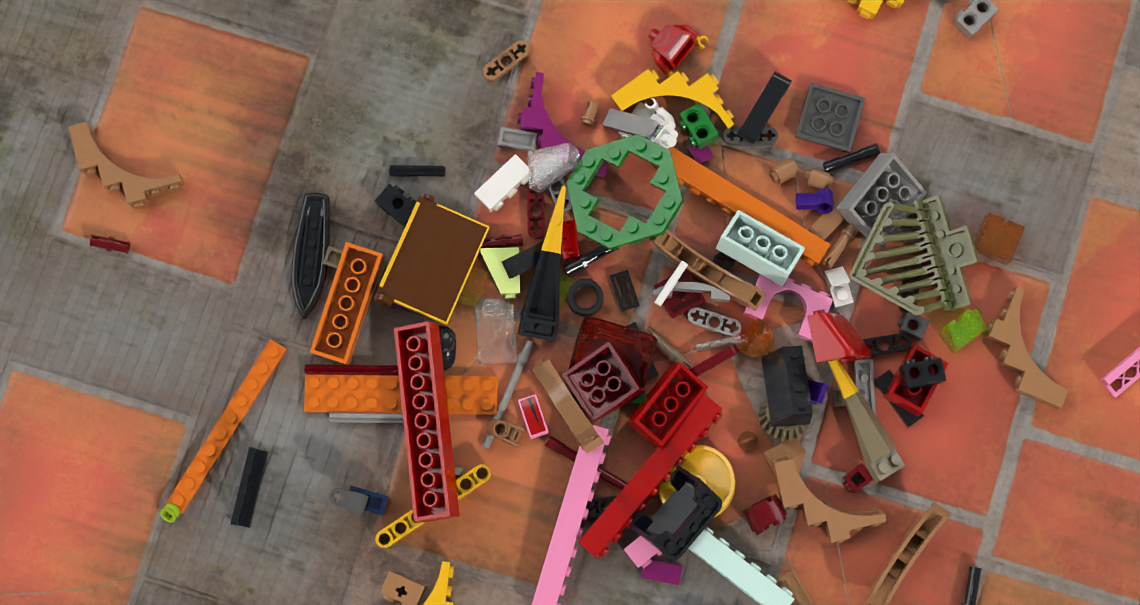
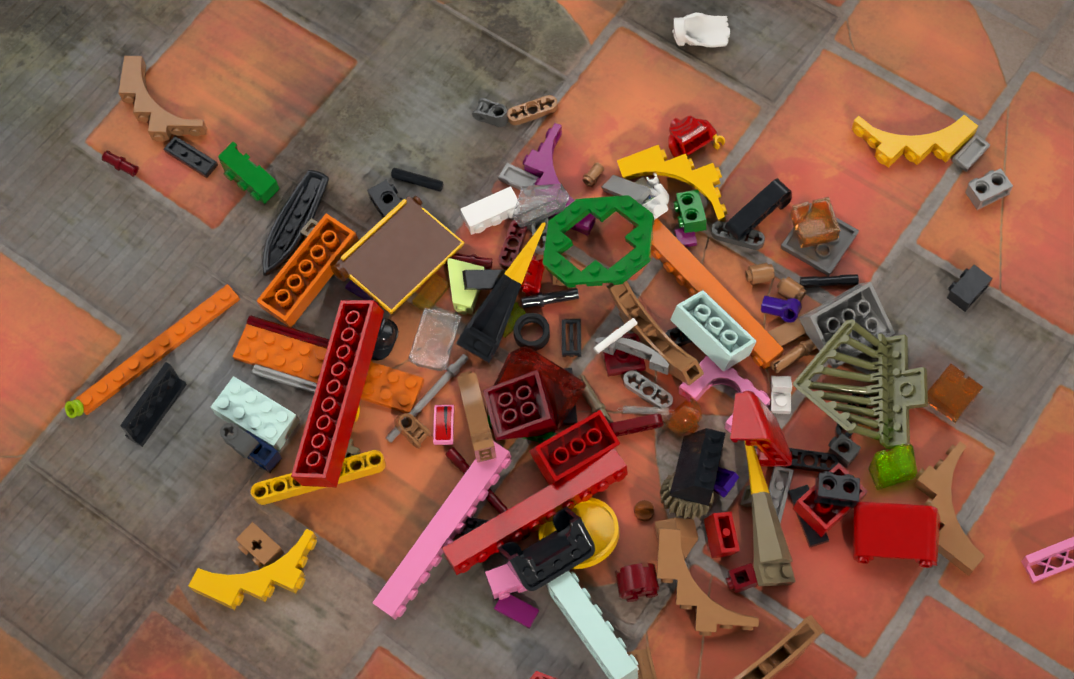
camera: 25 degrees right, 15 degrees down
(178, 214) = (190, 157): none -> black tile
(247, 219) = (247, 174): none -> green wedge
(349, 464) = (255, 413): none -> light aqua brick
(464, 77) = (488, 111): none -> dark grey piece
(825, 107) = (815, 227): none -> clear orange piece
(827, 444) = (721, 534): none -> red brick
(984, 126) = (969, 287): none -> black brick
(985, 396) = (896, 532): none -> red windscreen

